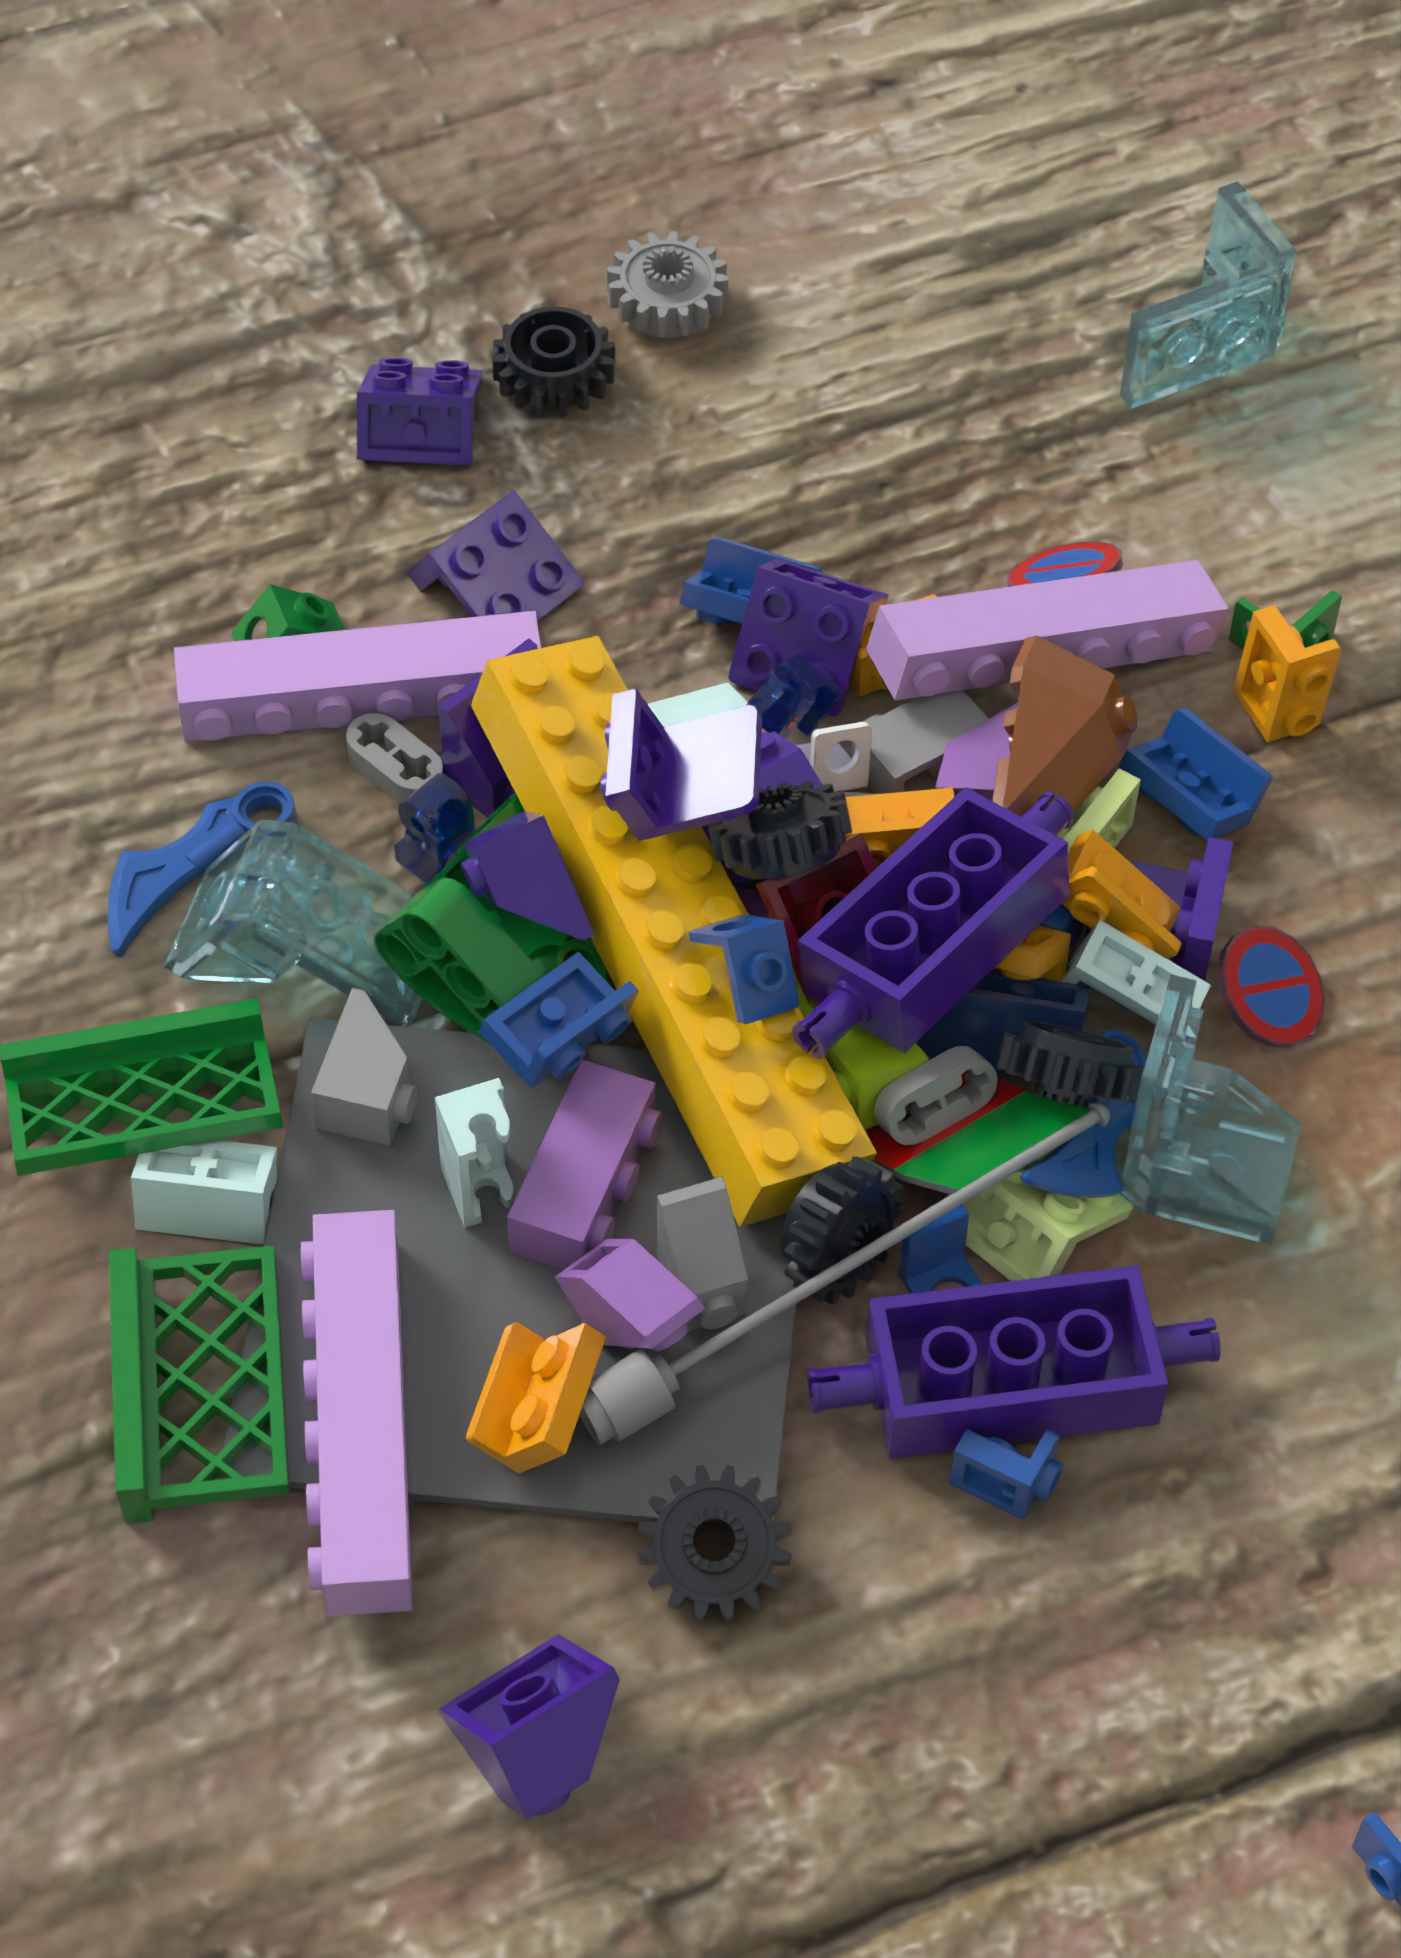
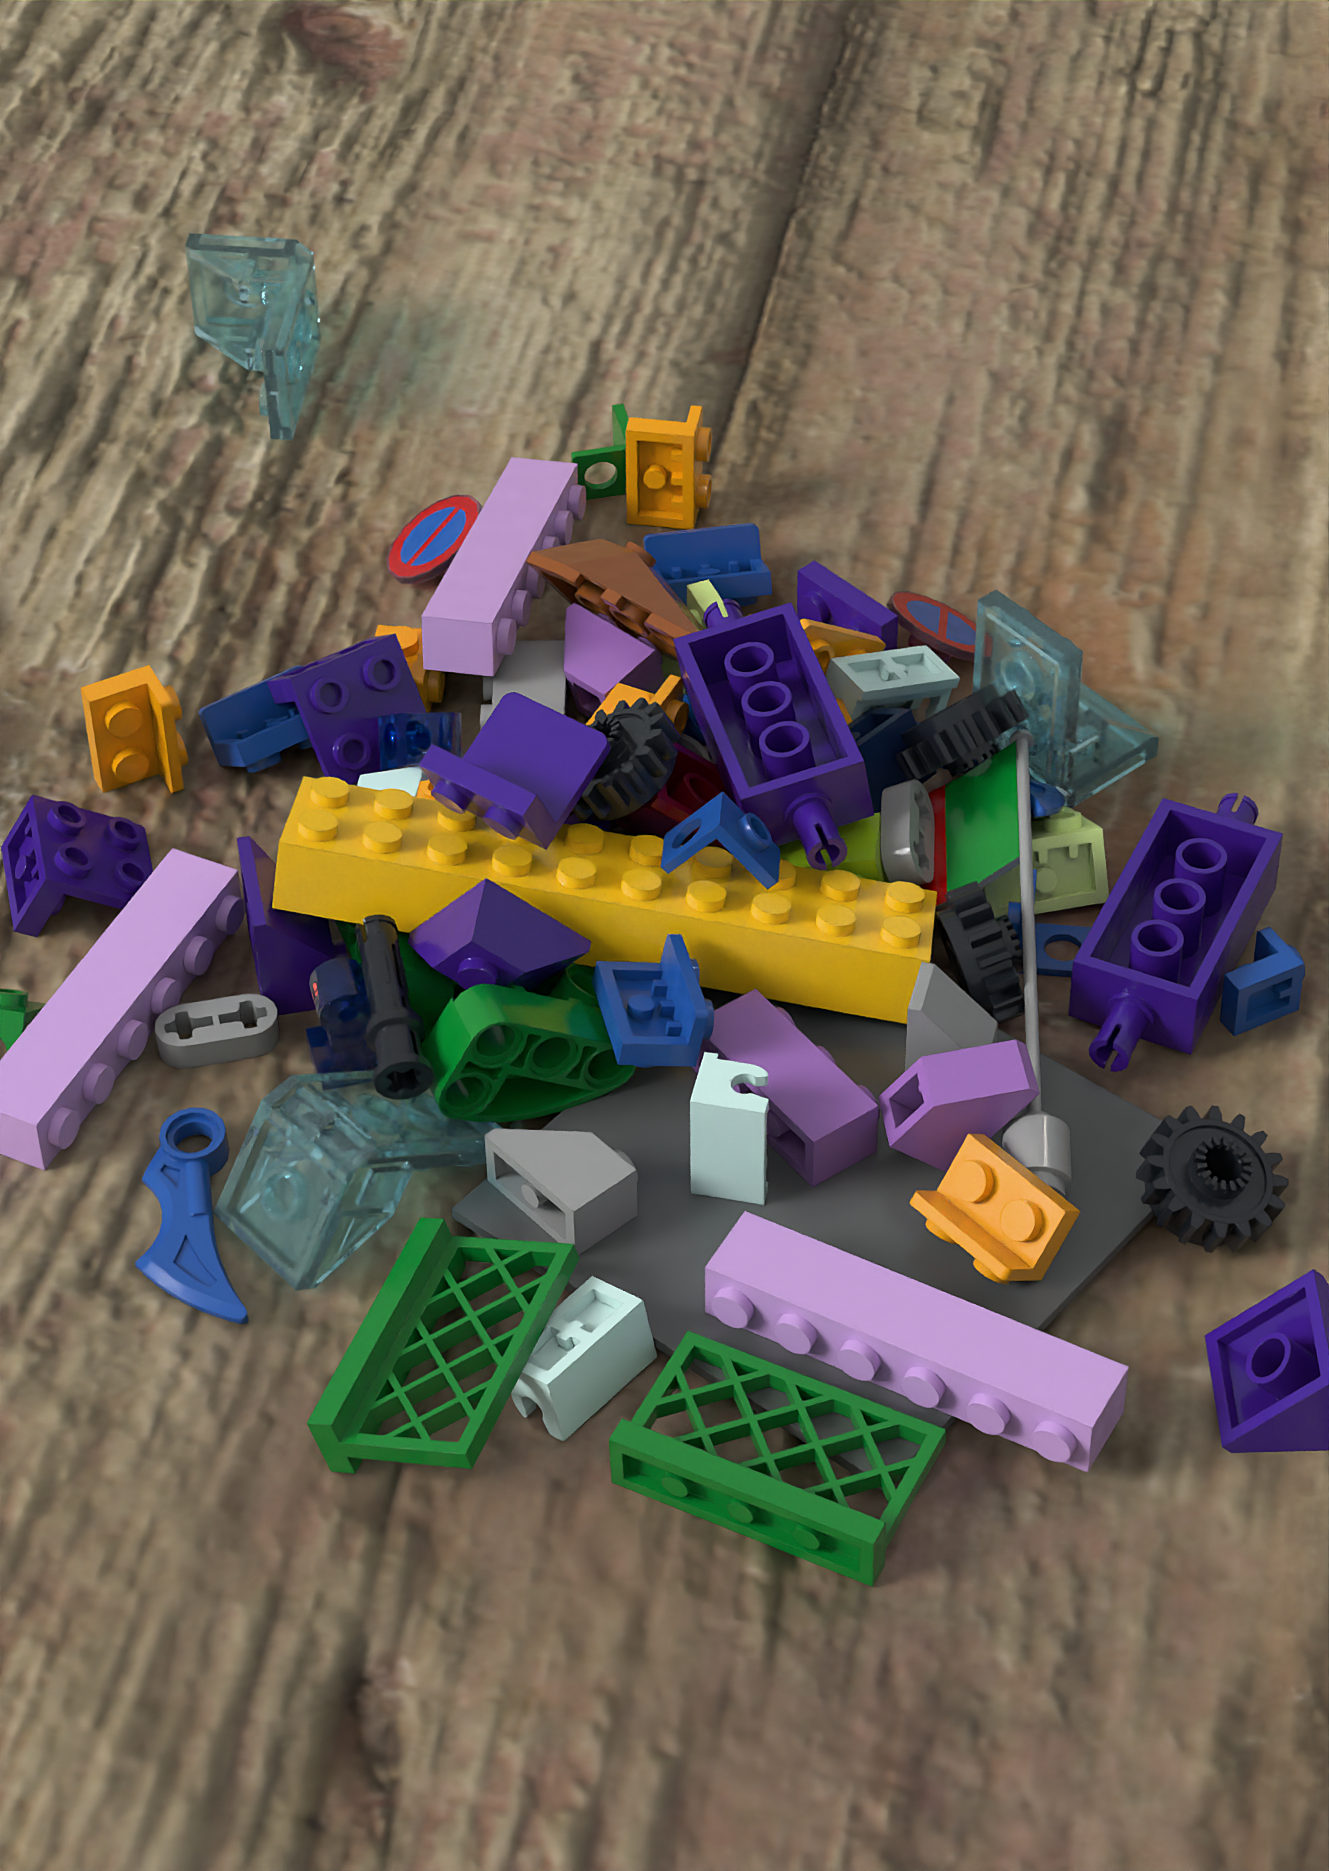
camera: 55 degrees left, 10 degrees down
(408, 860) = (394, 1028): none -> black pin
(646, 508) = (134, 730): none -> light orange bracket

